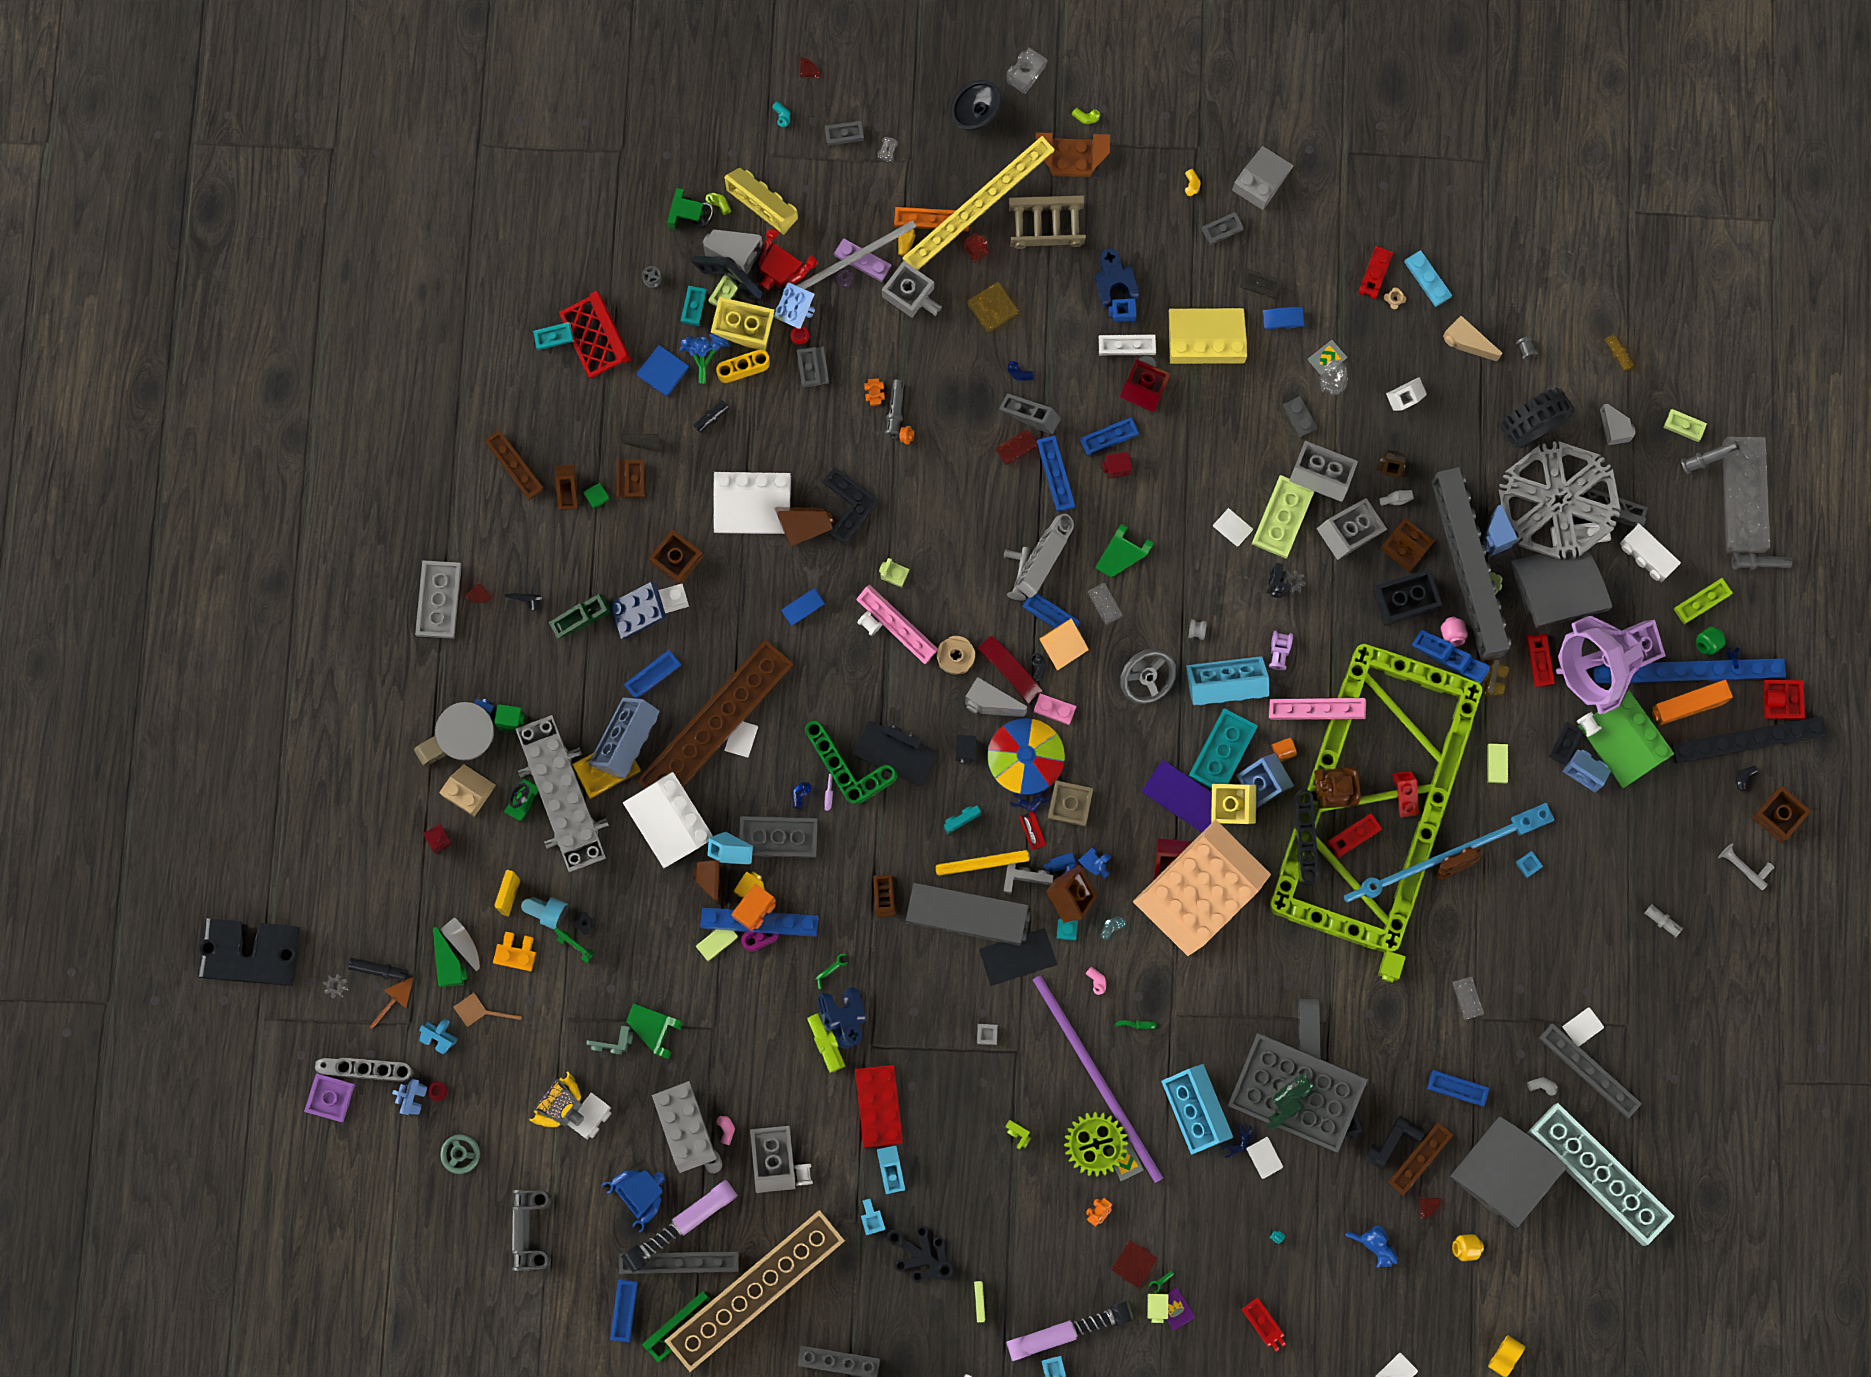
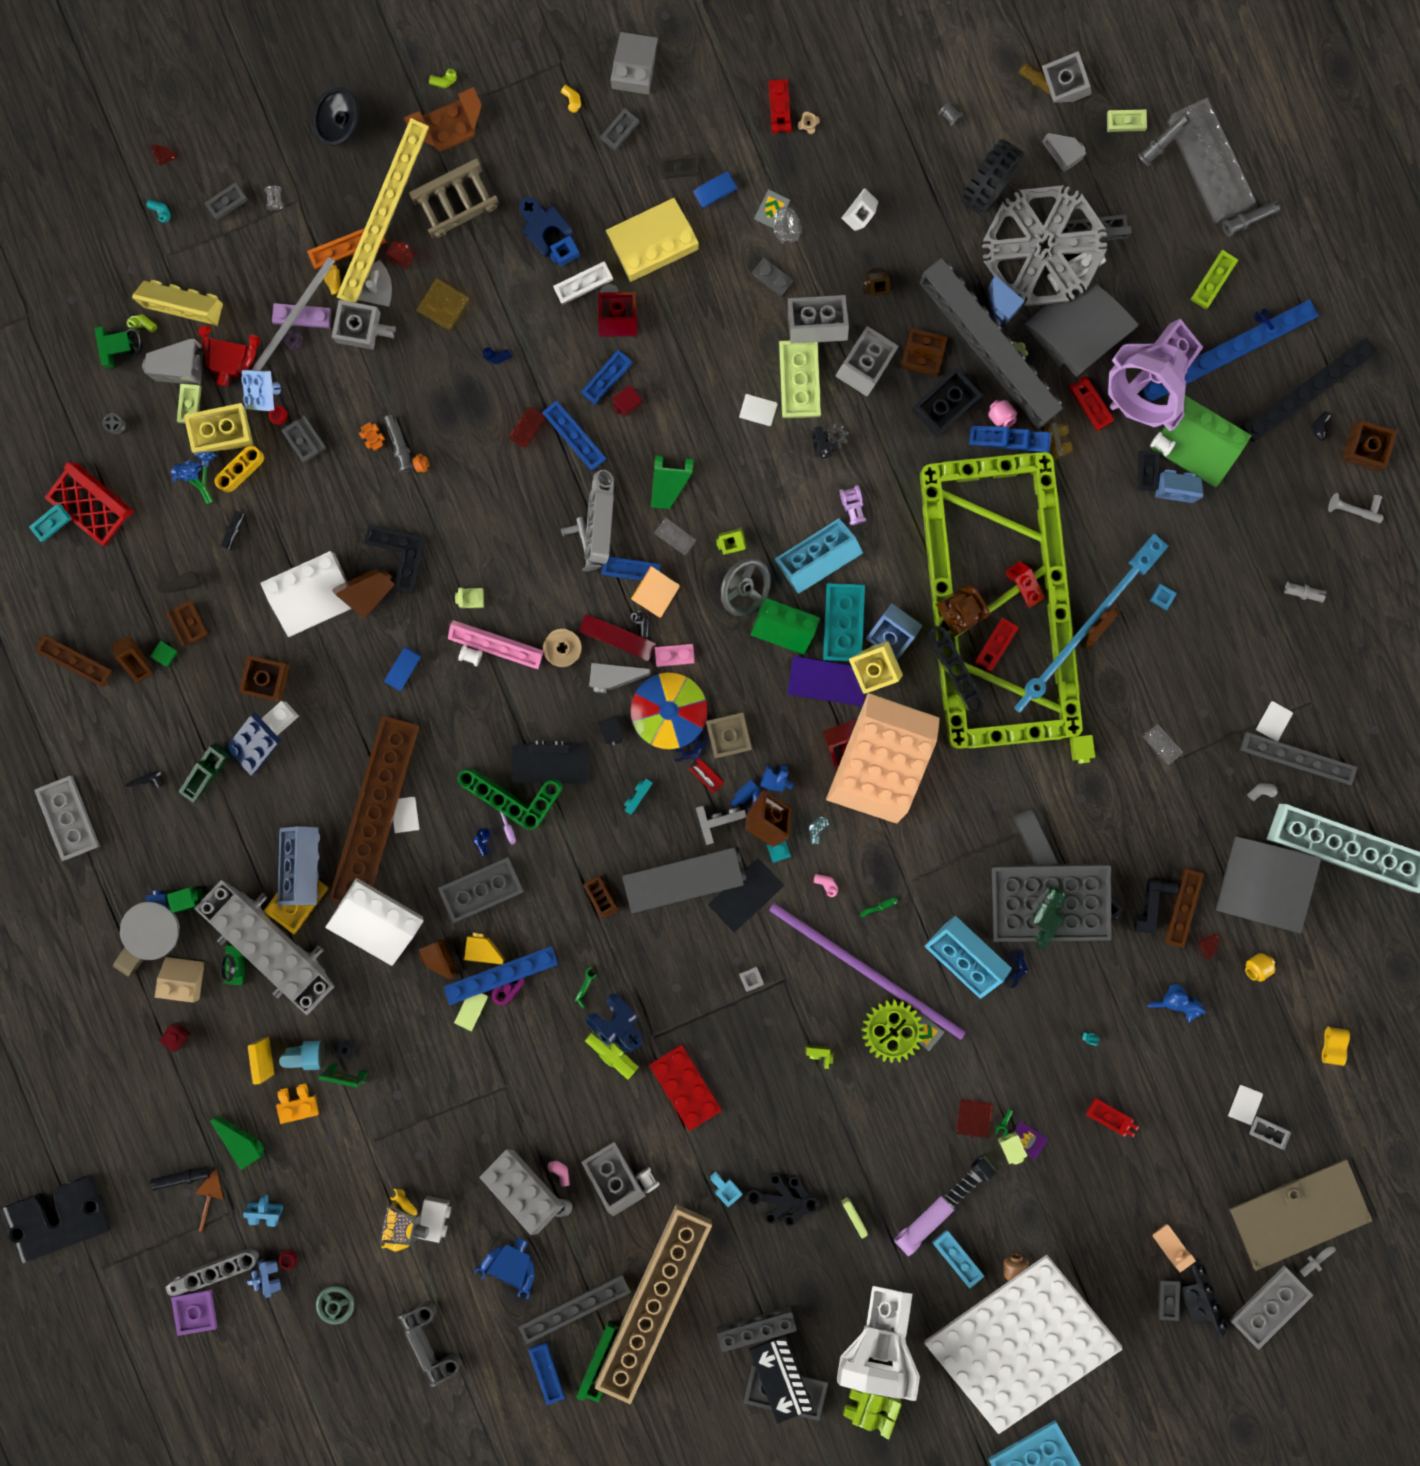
camera: 25 degrees left, 10 degrees up
(341, 987) = (154, 1211): clear gear -> none
(461, 941) = (240, 1117): light grey piece -> none
(472, 1009) = (282, 1172): medium nougat piece -> none
(478, 595) = (101, 796): clear red tile -> none
(624, 1039) = (431, 1134): sand green bracket -> none
(652, 674) = (296, 795): blue plate -> none
(652, 1027) = (451, 1113): green flag -> none
(662, 371) = (167, 508): blue tile -> none
(681, 1224) = (561, 1276): piece -> none
(694, 306) = (166, 433): teal plate -> none
(727, 267) = (176, 383): black plate -> none
(729, 849) = (442, 924): medium azure slope -> none
(753, 908) = (489, 968): orange brick -> none
(891, 1169) = (722, 1139): medium azure slope -> none
(942, 265) = (377, 286): none -> light grey shield
(983, 862) = (675, 828): yellow axle -> none
(1024, 80) = (368, 71): clear brick -> none
(1031, 413) = (524, 389): dark grey slope -> none
(1101, 1211) = (924, 1088): orange piece -> none
(1160, 636) = (738, 545): none -> lime brick
(1167, 728) = (784, 626): none -> green slope
(1197, 629) = (770, 521): light grey wheel -> none
(1264, 1157) = (1046, 971): white sticker -> none
(1284, 749) = (898, 595): orange brick -> none
(1317, 708) = (912, 545): bright pink plate -> none
(1397, 498) = (895, 312): light grey piece -> none
(1428, 278) = (830, 89): medium azure plate -> none
(1458, 1088) = (1189, 829): blue plate -> none
(1468, 339) = (892, 130): tan slope -> none
(1497, 763) = (1094, 517): yellowish green tile -> none
(1645, 364) = (1067, 79): none -> light grey slope
(1649, 553) = (1147, 257): white brick -> none
(1692, 703) = (1246, 380): orange slope -> none
(1710, 641) = (1237, 314): green head -> none
(1783, 699) = (1325, 337): red plate -> none

